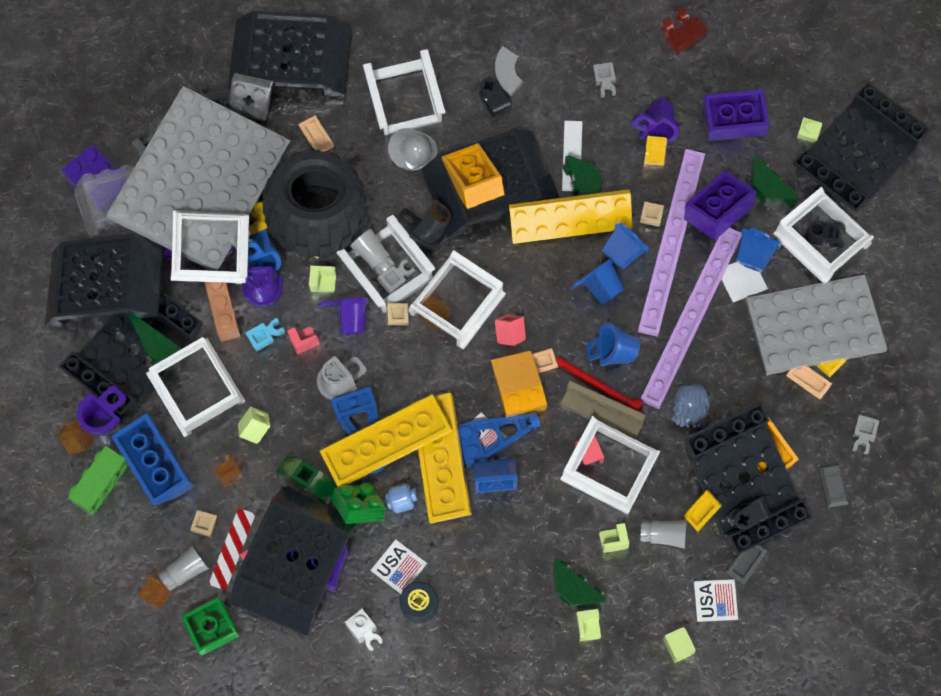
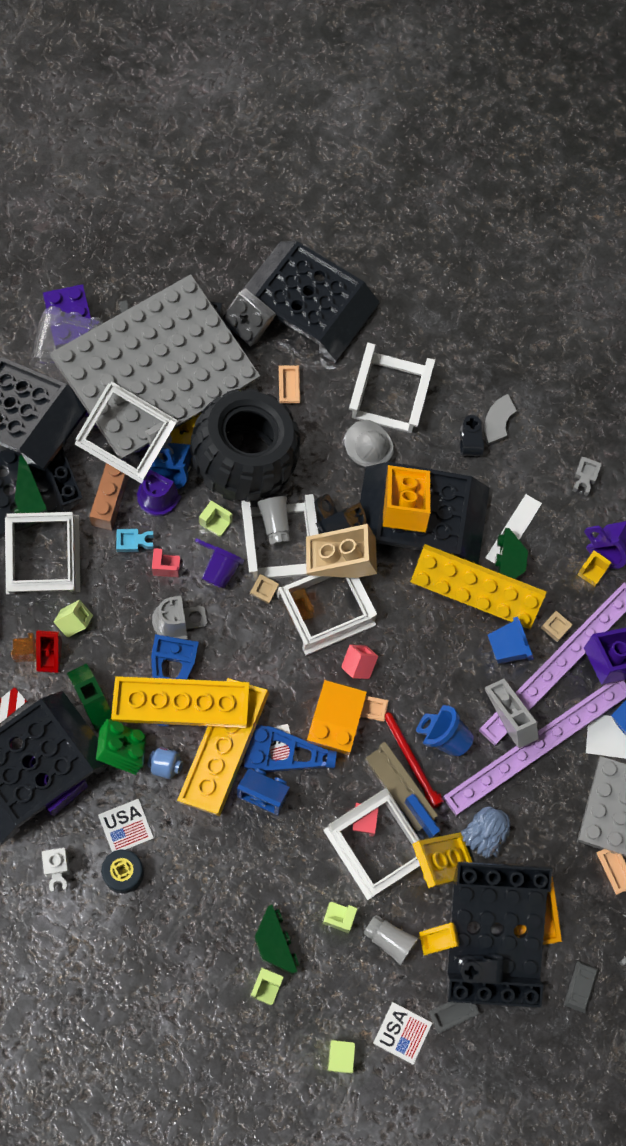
camera: 20 degrees right, 0 degrees up
(249, 462) = (48, 651): none -> red slope
(394, 278) = (280, 553): light grey plate -> none
(446, 248) = (342, 553): none -> tan slope
(602, 282) = (471, 665): blue container -> none
(633, 423) = (422, 816): none -> blue tile
(658, 301) = (513, 713): none -> light grey slope
(667, 446) = (440, 857): none -> yellow plate

